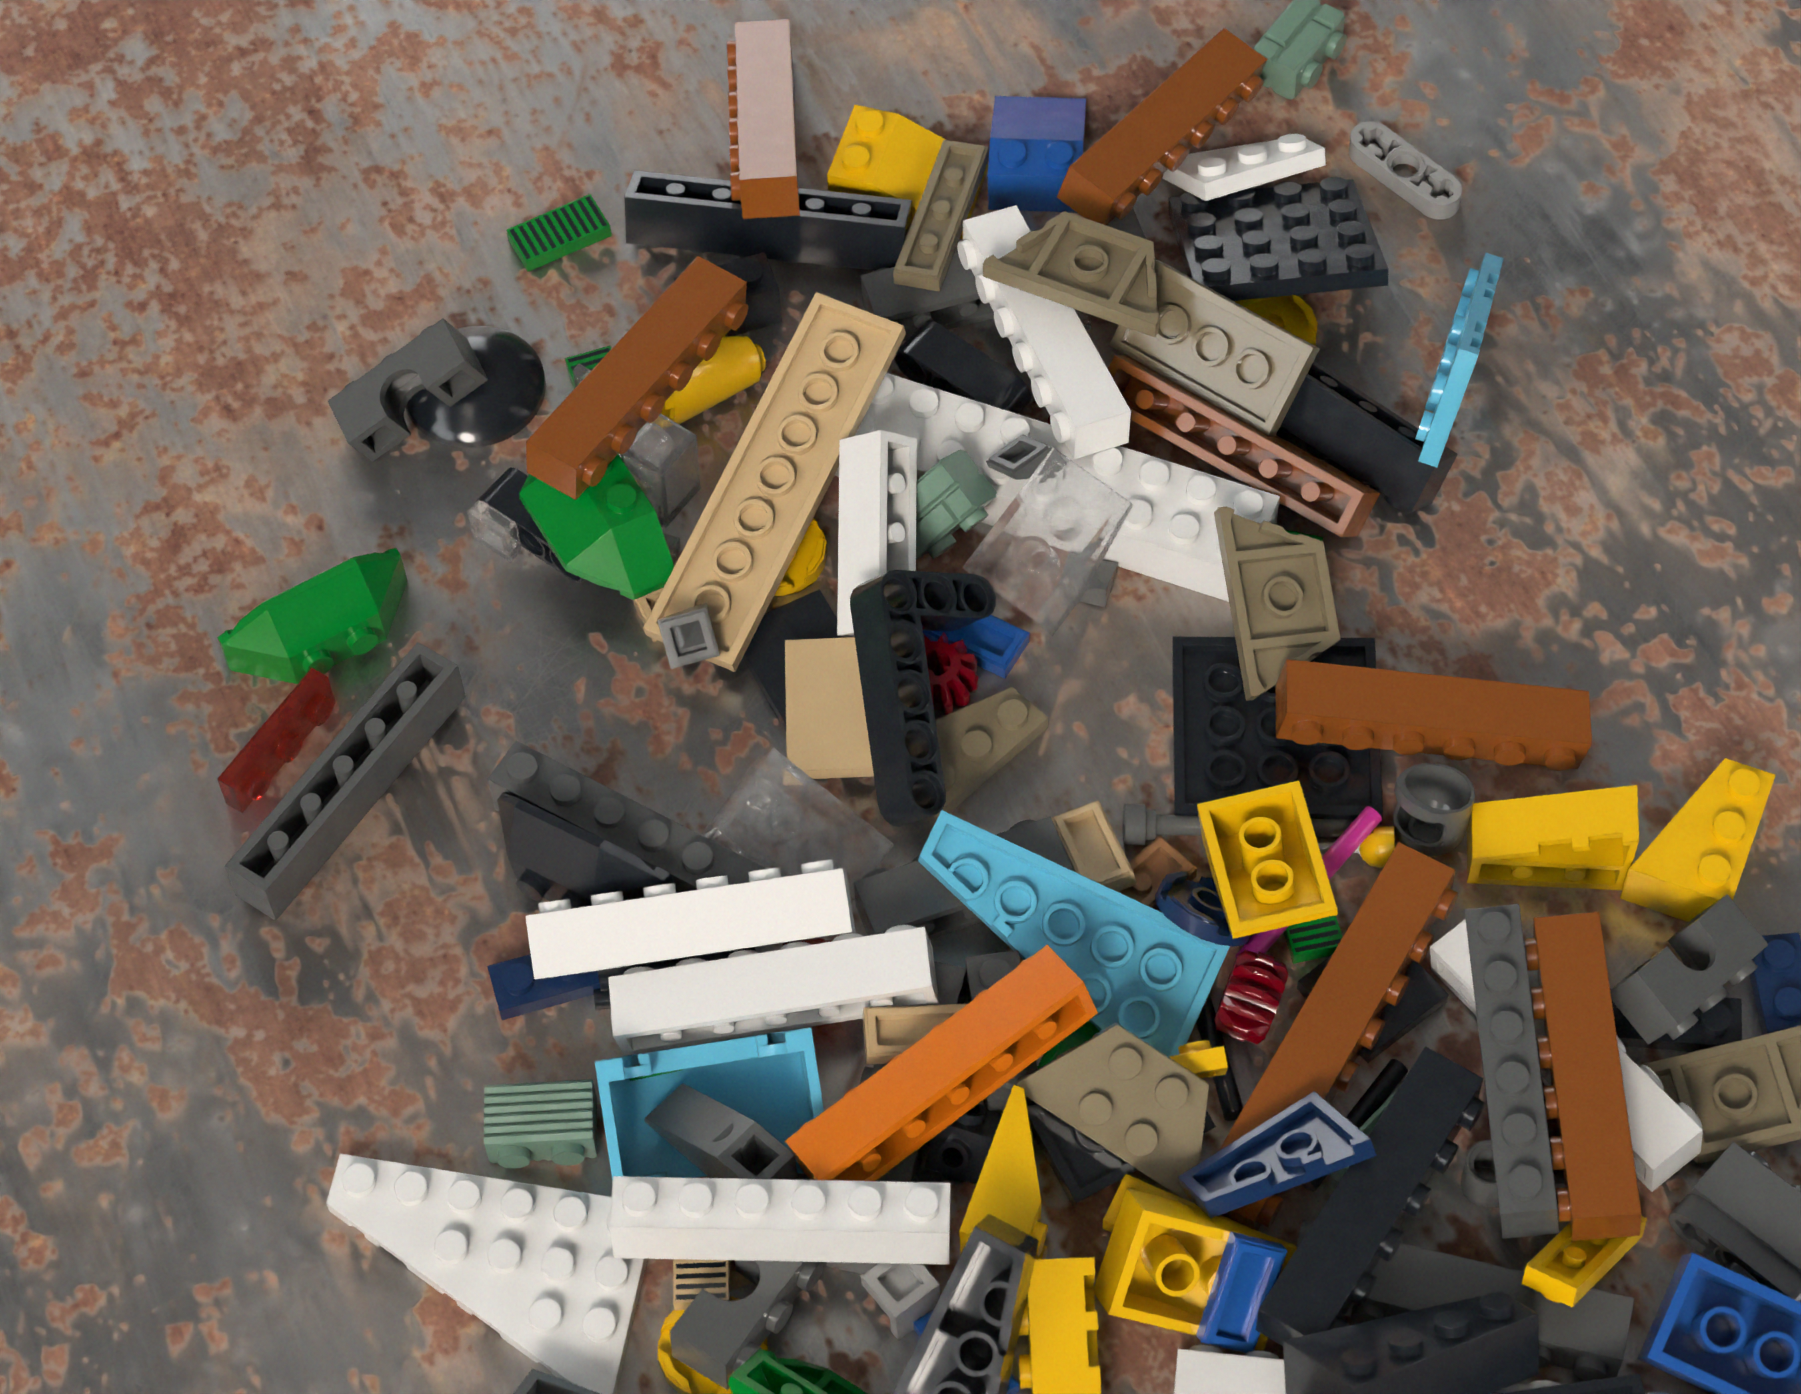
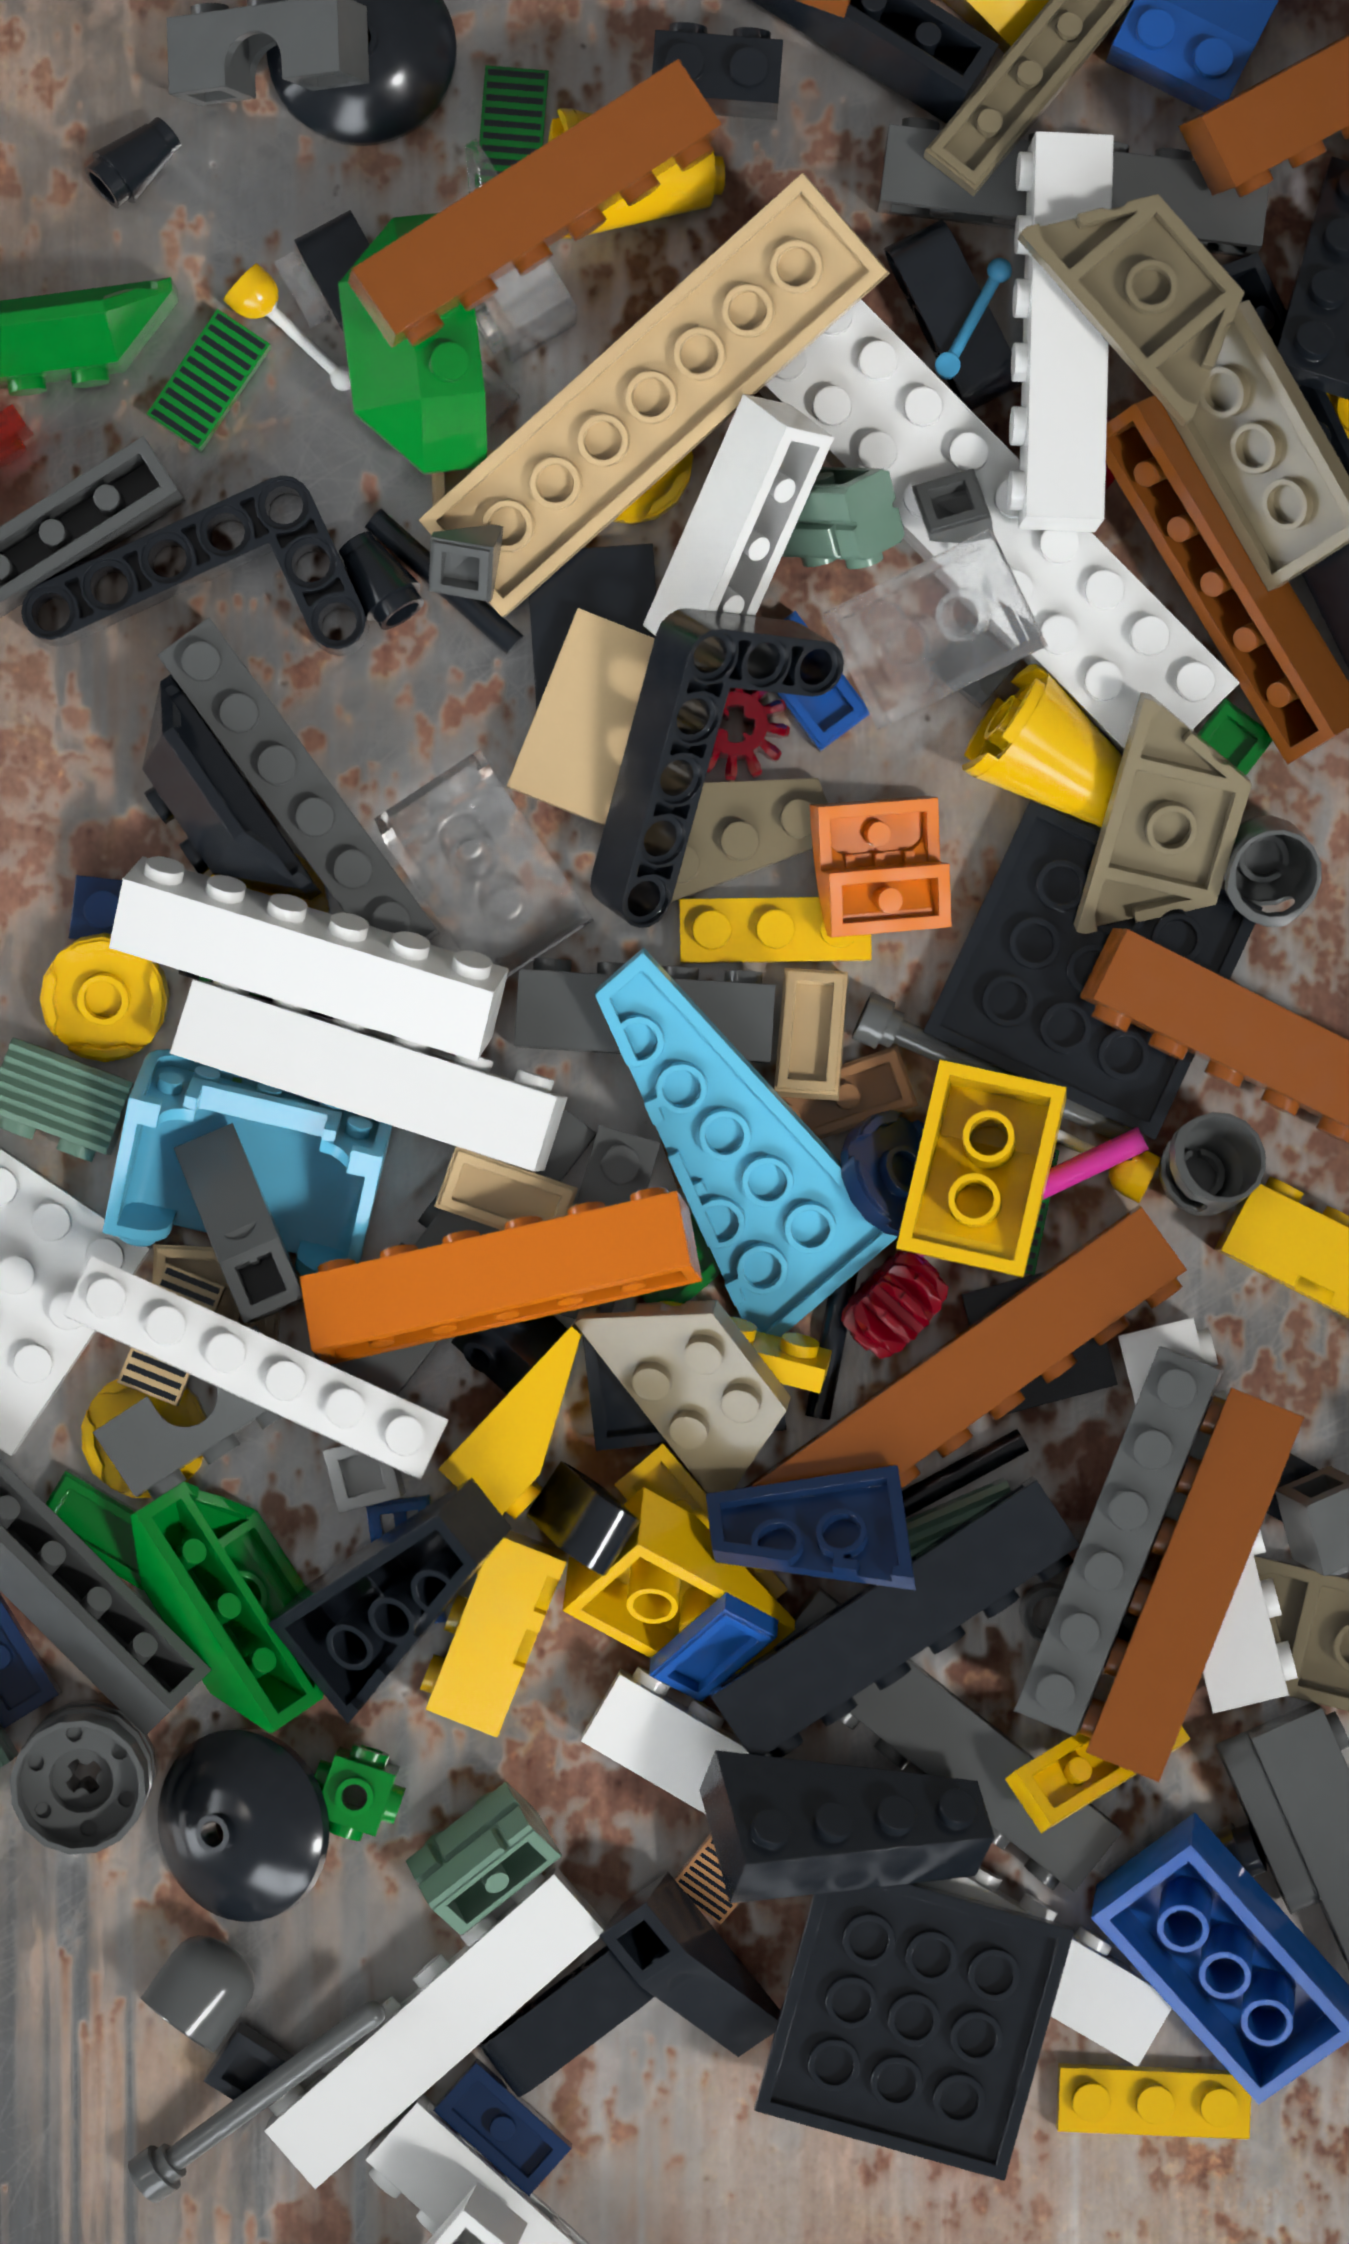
camera: 20 degrees right, 30 degrees up
(337, 504) = (132, 162): none -> black cone
(452, 613) = (209, 380): none -> tile
(462, 550) = (257, 296): none -> hinge
(499, 723) = (206, 563): none -> black beam
(544, 1037) = (103, 999): none -> yellow tile
(635, 688) = (381, 582): none -> black cone
(681, 675) = (418, 559): none -> black bar
(979, 329) = (948, 363): none -> dark azure hinge
(1037, 793) = (762, 932): none -> yellow plate
(1086, 719) = (880, 866): none -> orange slope
(1095, 1224) = (583, 1518): none -> black beam
(1168, 597) = (1045, 749): none -> yellow cone
(1369, 601) = (1289, 866): none -> dark grey helmet

